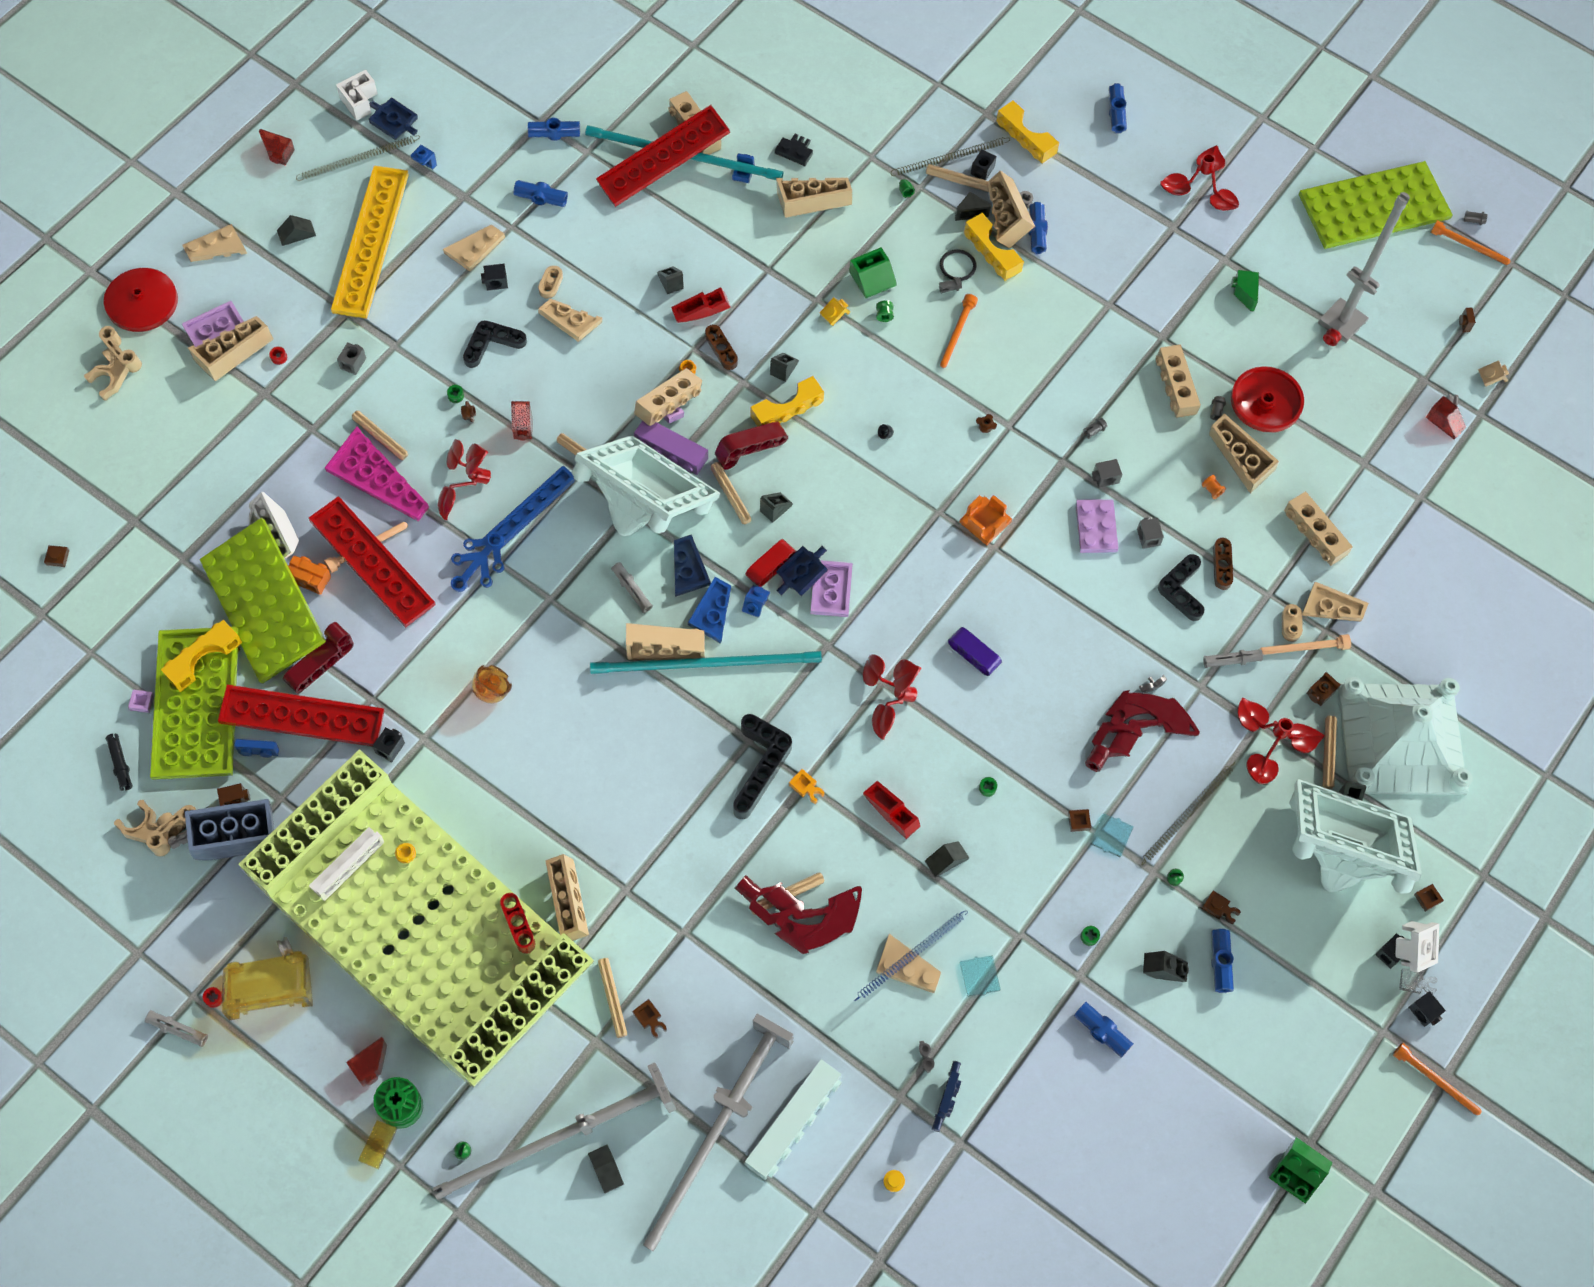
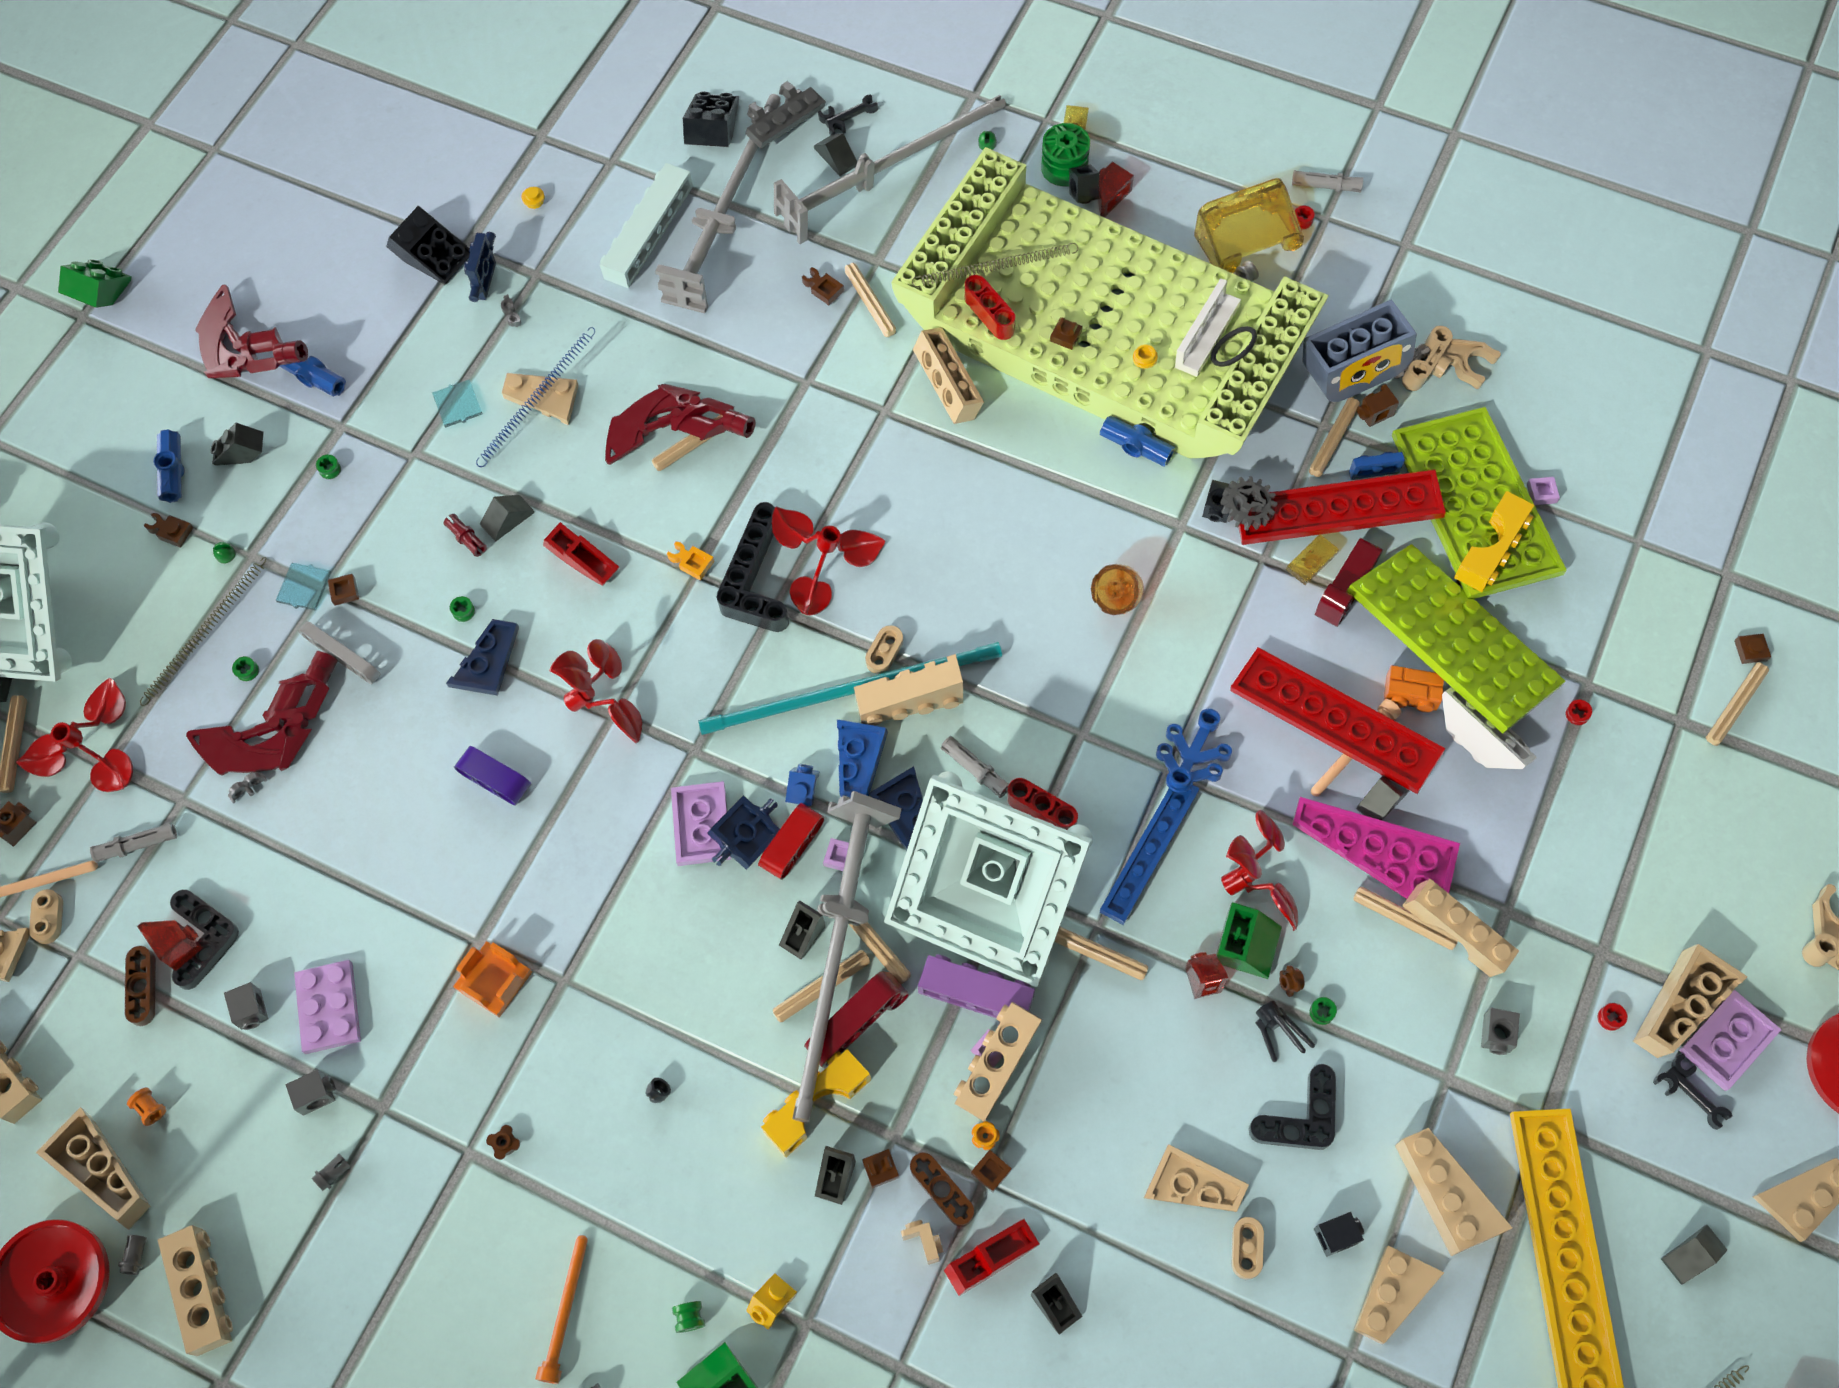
camera: 175 degrees right, 0 degrees up
(90, 521) = (1737, 704): none -> tan axle
(120, 770) = (1531, 419): black pin -> none
(204, 543) = (1582, 706): none -> red bush
(250, 304) = (1677, 1078): none -> black bar
(282, 778) = (1334, 437): none -> tan axle
(314, 835) = (1239, 356): none -> black tyre
(337, 685) = (1312, 559): none -> clear yellow plate
(356, 417) = (1484, 945): none -> tan arch
(363, 506) = (1382, 798): none -> pearl dark grey slope
(367, 720) = (1248, 503): none -> dark grey gear
(392, 1066) = (1084, 183): none -> black brick
(422, 279) = (1451, 1197): none -> tan wedge
(434, 809) = (1137, 441): none -> blue piece
(461, 891) = (1066, 333): none -> reddish brown tile
(489, 395) = (1273, 1017): none -> black plant
(491, 435) = (1248, 941): none -> green slope
(502, 956) = (1010, 261): none -> olive piece
(591, 541) = (1037, 795): none -> red beam
(598, 1209) = (837, 121): none -> black bar
(656, 1206) = (797, 108): none -> dark grey hinge
(674, 685) = (883, 651): none -> tan plate
(675, 769) = (794, 527): none -> red plant
(689, 348) = (991, 1171): none -> reddish brown plate
(713, 1235) = (710, 119): none -> black slope
(718, 556) = (865, 814): none -> light grey piece
(739, 326) = (931, 1244): none -> tan bracket
(739, 547) = (836, 854): none -> lavender plate
(755, 365) = (880, 1168): none -> reddish brown tile
(769, 472) = (812, 991): none -> tan axle
(972, 739) = (488, 661): none -> dark blue wing
(981, 848) = (465, 535): none -> dark red pin
(994, 1141) = (428, 246): none -> black slope
(1084, 768) = (340, 652): none -> light grey beam
(1151, 777) = (240, 663): none -> green bush
(1188, 1099) = (223, 363): none -> piece
(1202, 580) = (171, 941): none -> clear red slope

